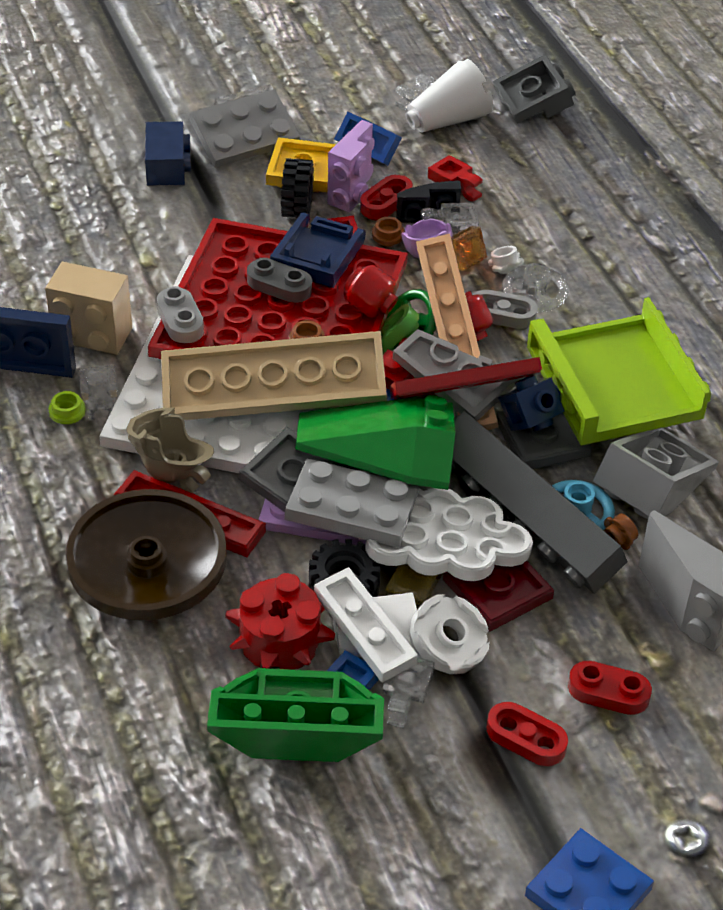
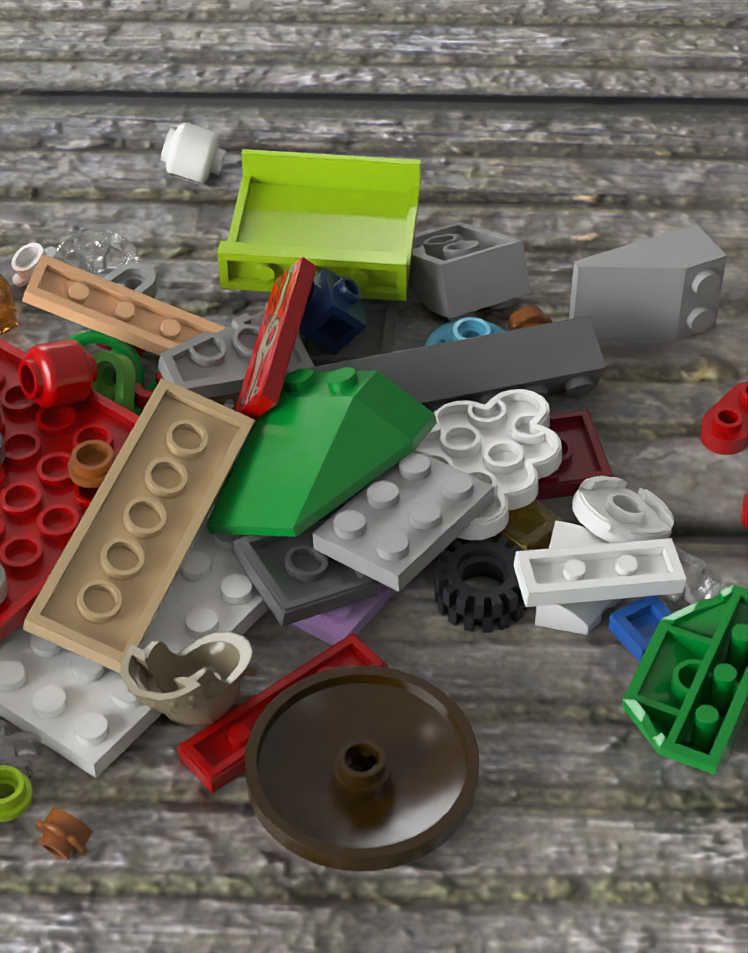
camera: 65 degrees left, 0 degrees up
(47, 443) = (63, 834): none -> dark orange plate
(279, 623) = (542, 663): red brick -> none
(672, 291) = (192, 153): none -> white head

